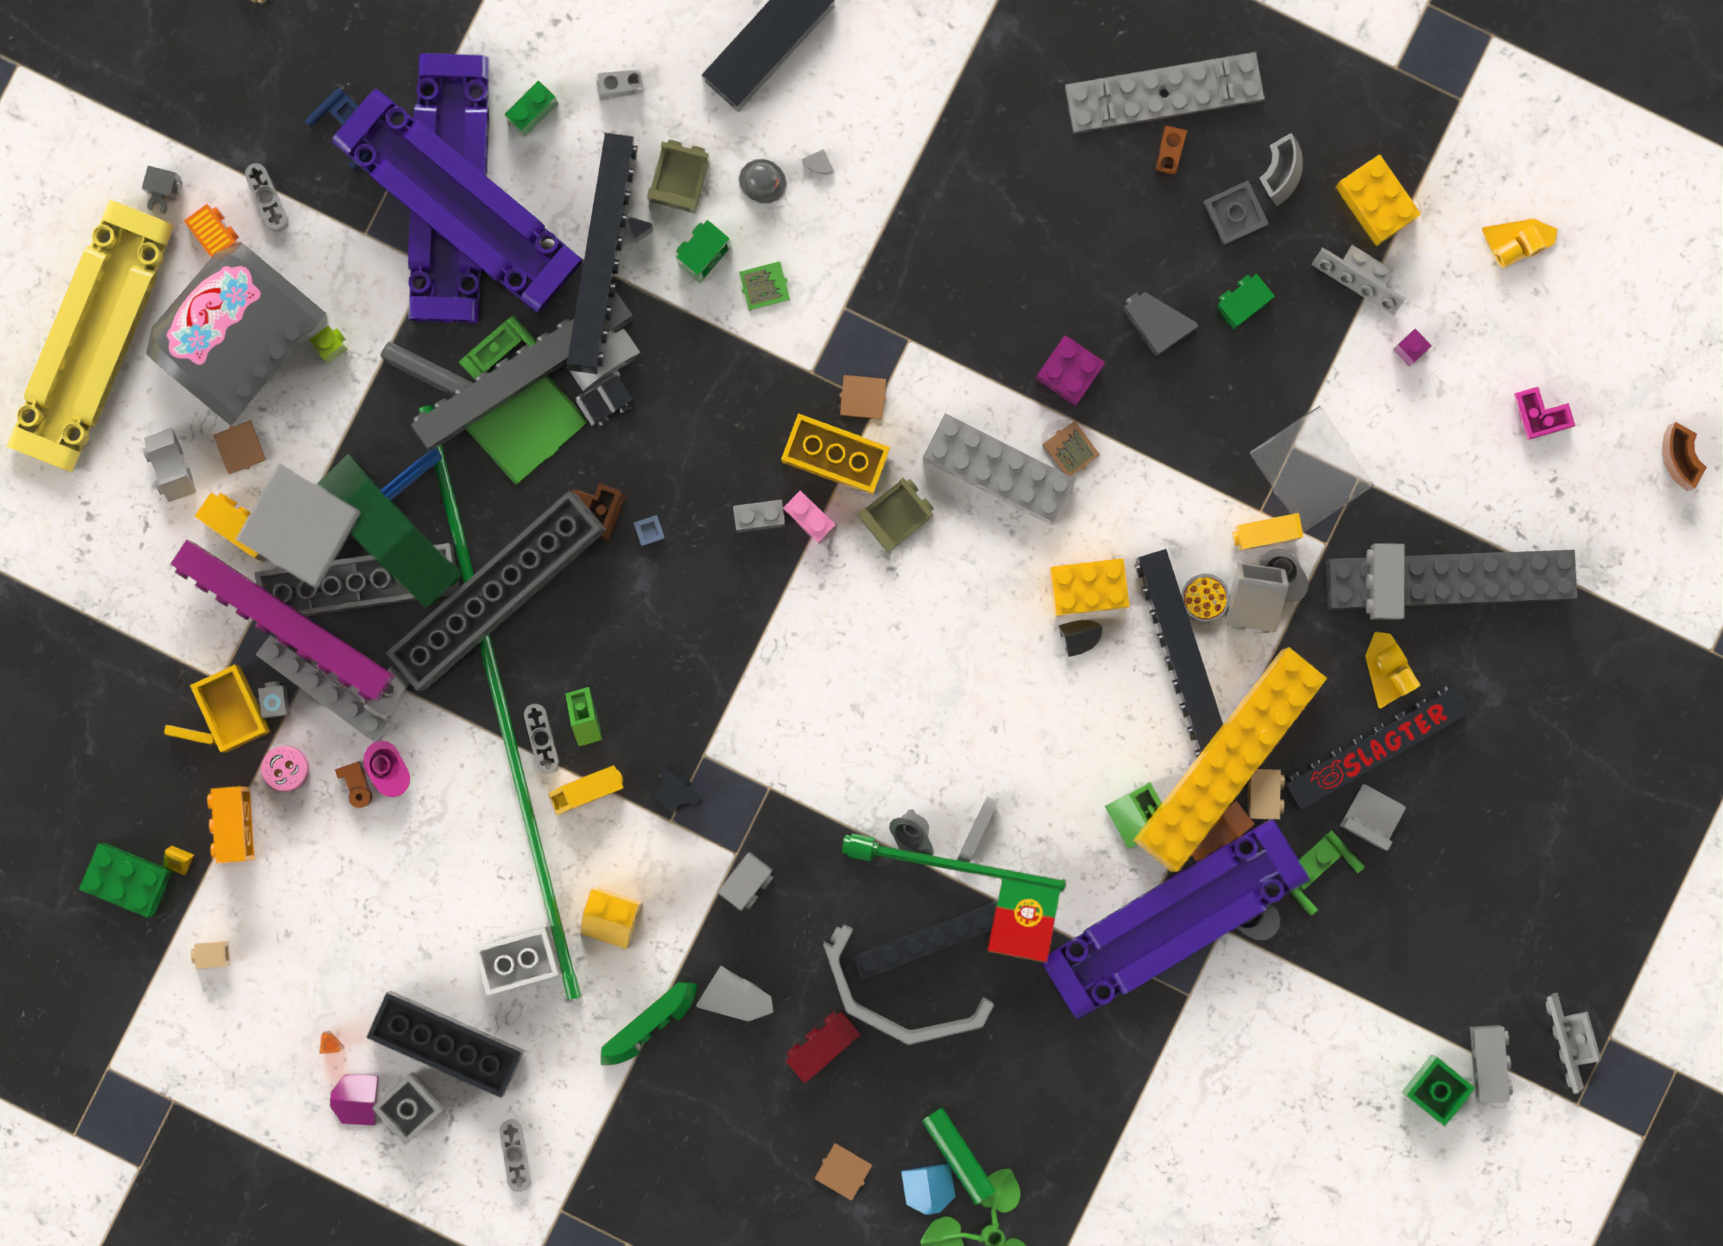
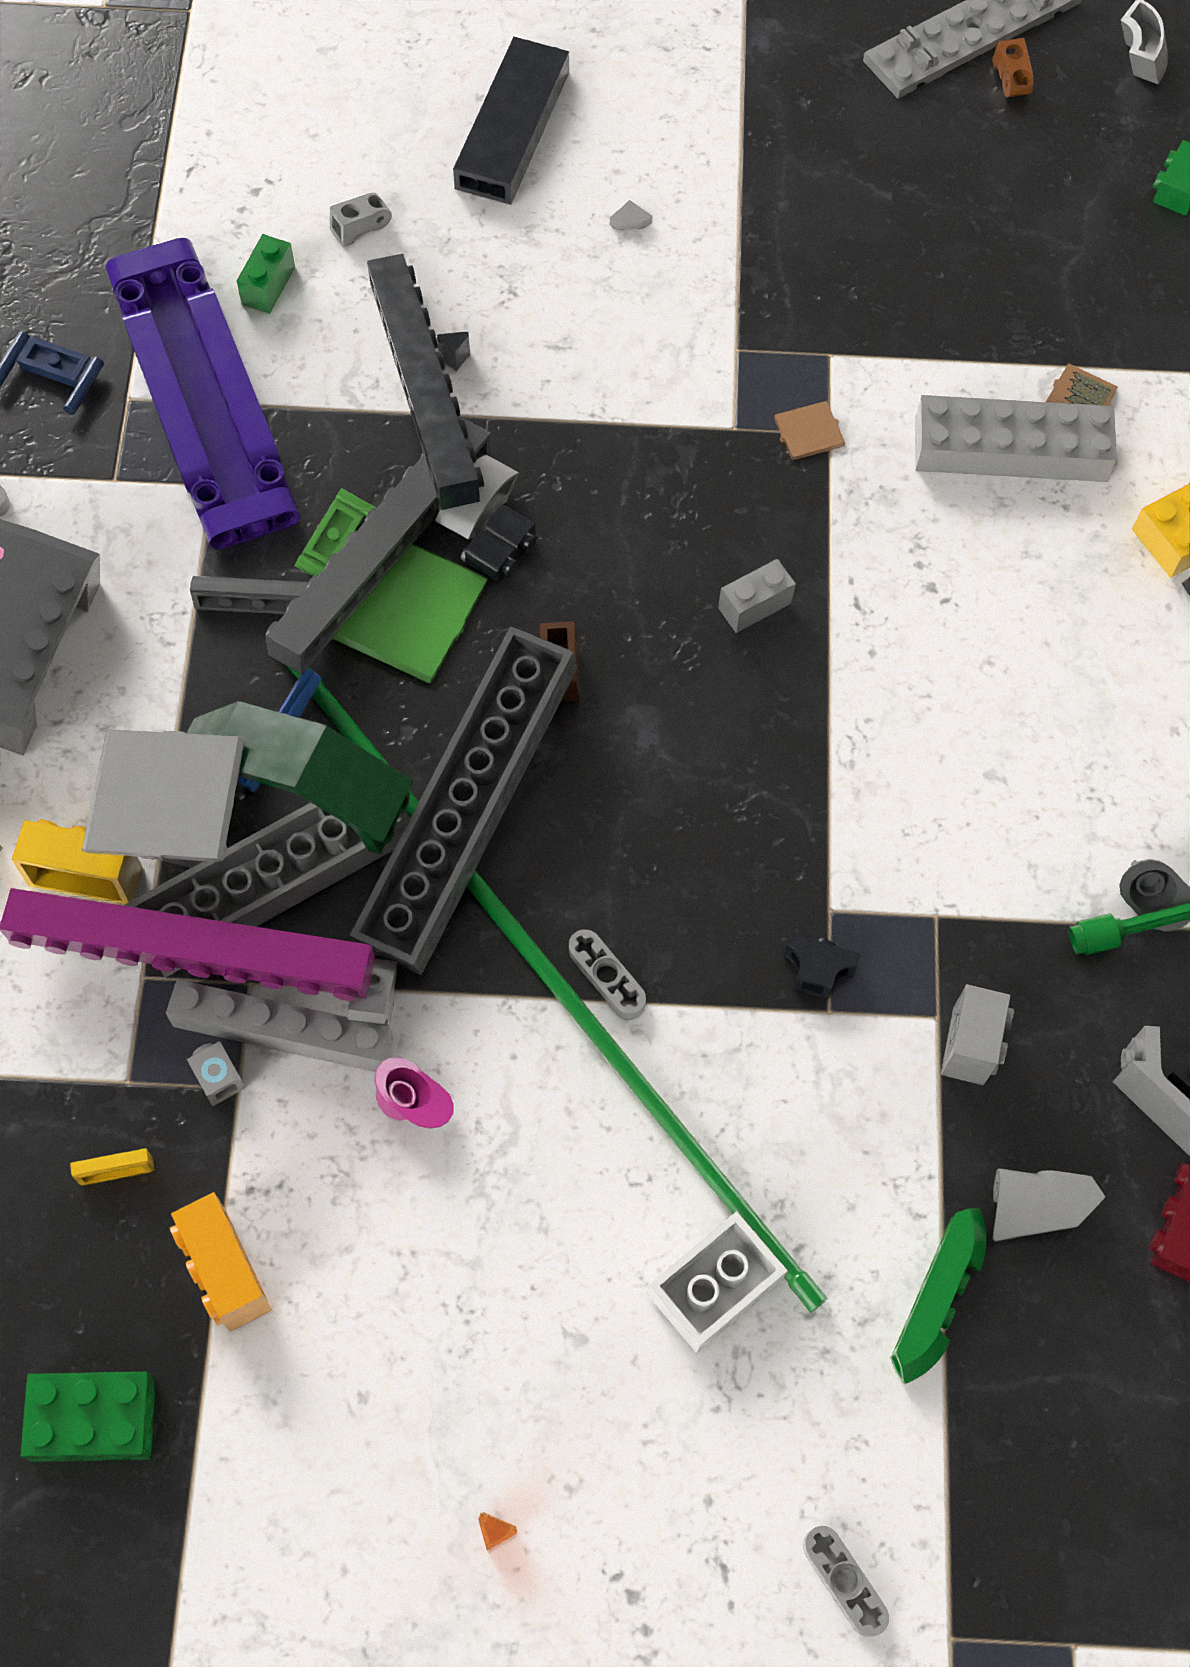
camera: 25 degrees left, 20 degrees down
(177, 860) = (157, 1358): yellow slope -> none
(211, 954) = (259, 1474): tan brick -> none
(230, 708) = (157, 1104): yellow piece -> none
(239, 447) = (43, 777): medium nougat piece -> none
(285, 769) = (267, 1158): bright pink head -> none
(329, 343) = (116, 607): lime brick -> none
(354, 1099) = (569, 1605): magenta slope -> none
(357, 783) = (378, 1135): dark orange leg -> none
(408, 1108) = (658, 1575): light grey brick -> none
(445, 1044) = (670, 1450): black brick -> none
(457, 200) = (218, 383): dark purple panel -> none
(583, 716) = (652, 921): bright green slope -> none
(586, 790) = (698, 1012): yellow slope -> none
(610, 917) = (818, 1161): yellow slope -> none
(649, 530) = (626, 667): sand blue plate -> none
(679, 176) = (474, 282): olive panel -> none
(703, 250) = (543, 336): green brick -> none
(762, 181) = (574, 256): dark grey hat -> none
(764, 285) = (631, 360): piece -> none
(809, 517) = (820, 573): bright pink brick -> none
(835, 454) = (815, 491): yellow brick -> none
(896, 514) = (921, 534): olive panel -> none
(1070, 370) = (1035, 309): magenta brick -> none
(1157, 322) = (1101, 230): dark grey slope -> none
(1236, 213) = (1120, 103): dark grey plate -> none

